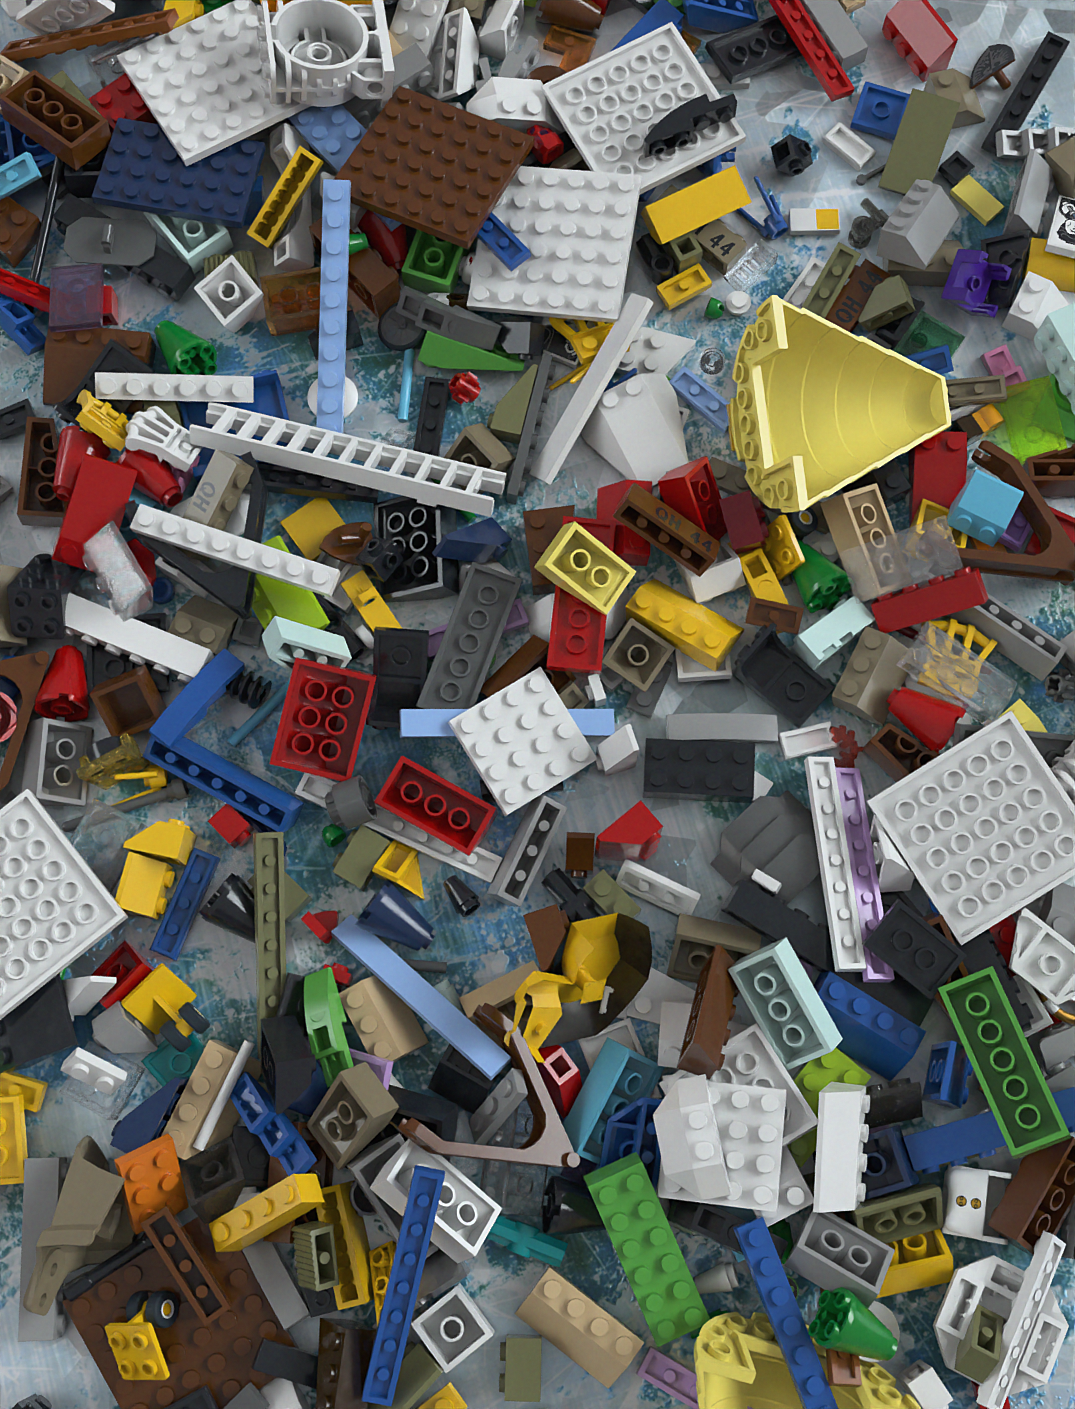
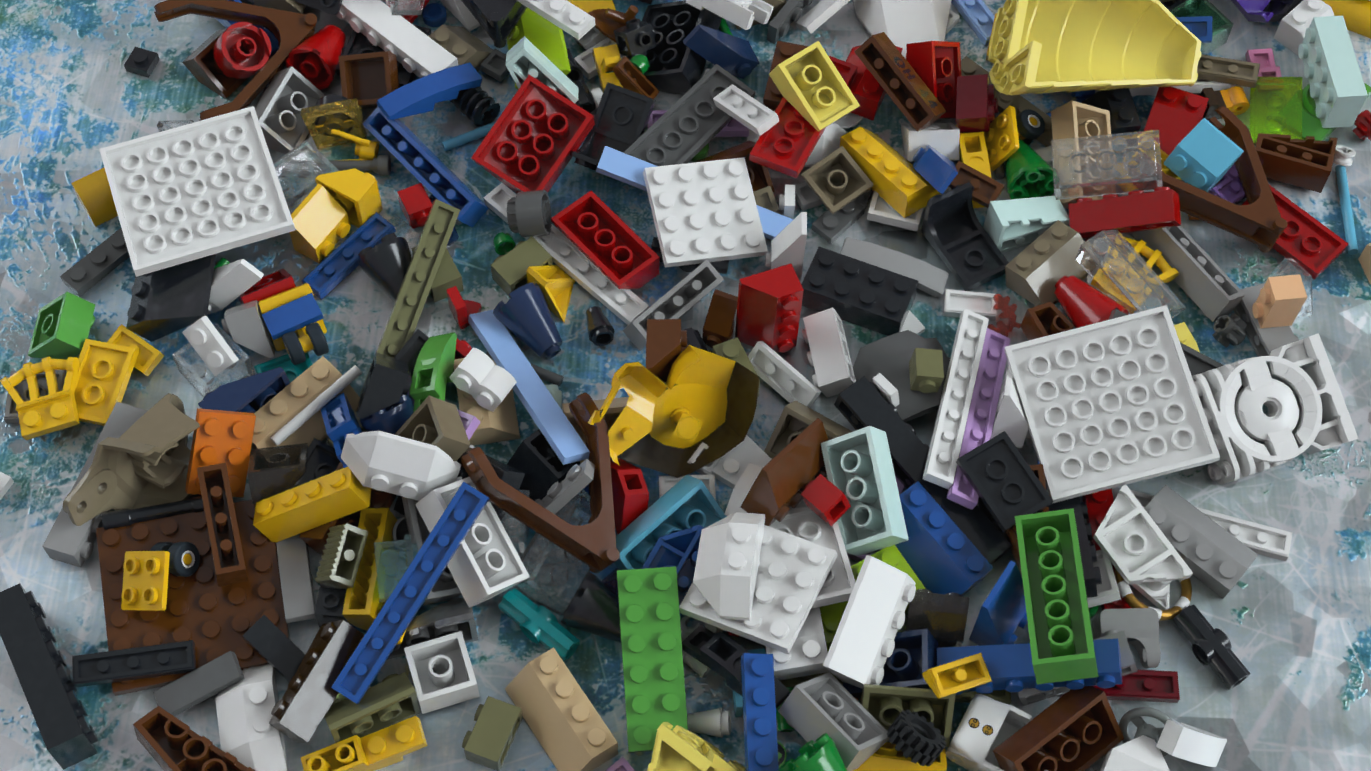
camera: 15 degrees right, 15 degrees down
(161, 1005) = (292, 316): none -> blue tile
(340, 1165) = (398, 464): none -> white wedge
(371, 1249) = (391, 562): none -> clear light blue bracket
(377, 1014) = (483, 379): none -> white brick
(394, 586) = (640, 62): none -> green hinge
(409, 614) = (633, 79): none -> reddish brown slope
(524, 614) = (746, 110): none -> white plate
(694, 848) = (828, 352): none -> white brick
(732, 612) = (934, 168): none -> blue slope
(753, 1032) = (825, 499): none -> red brick
(798, 846) = (926, 370): none -> olive brick
(923, 1257) = (916, 738): none -> black tyre
(936, 1170) = (957, 676): none -> yellow slope

